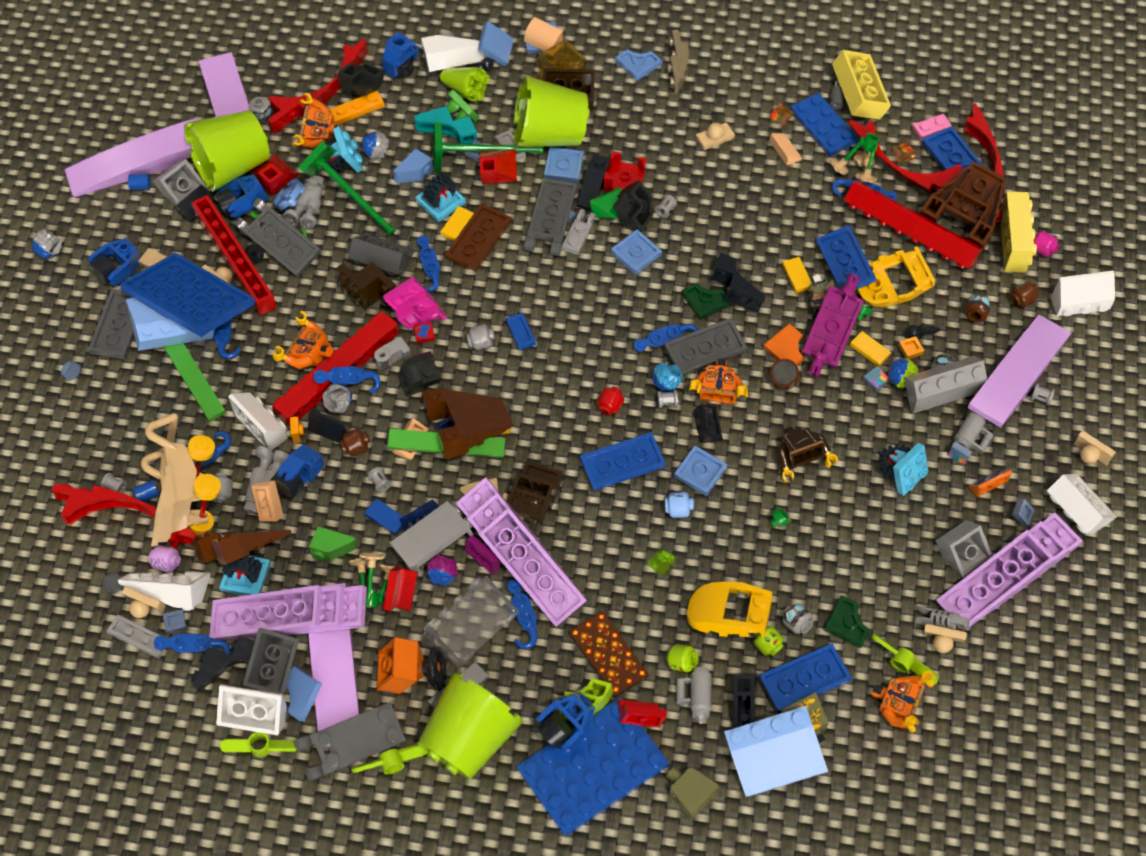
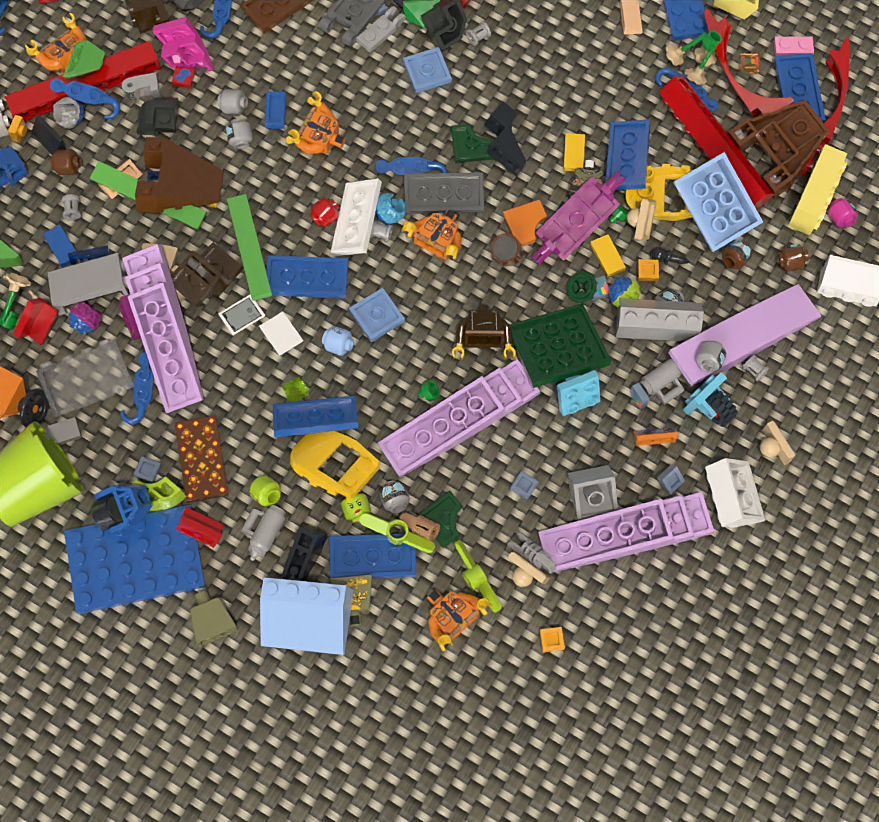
camera: 20 degrees right, 10 degrees up
(335, 345) = (84, 59): none -> bright green slope
(500, 362) = (239, 134): none -> light grey head
(559, 454) = (249, 247): none -> bright green tile
(564, 682) = (147, 470): none -> sand blue tile
(569, 333) = (318, 130): none -> torso
(579, 516) = (241, 314): none -> sticker
(623, 519) = (281, 333): none -> white sticker
(641, 395) = (356, 217): none -> white tile
(693, 576) = (315, 416): none -> blue plate
(707, 423) = (409, 270): black slope -> none
(806, 647) = (383, 527): none -> lime piece
(816, 531) = (458, 418): none -> lavender slope
(834, 633) = (418, 523): none -> medium nougat hinge
(861, 373) = (573, 287): none -> dark green gear
(872, 436) = (558, 345): none -> dark green tile
(885, 307) = (642, 218): none -> tan tile
(902, 566) = (524, 485): none -> sand blue tile
(944, 268) = (718, 202): none -> light blue slope
(996, 687) = (552, 639): none -> light orange plate
(1008, 395) = (711, 356): none -> light grey head
(1024, 433) = (712, 401): none -> plate

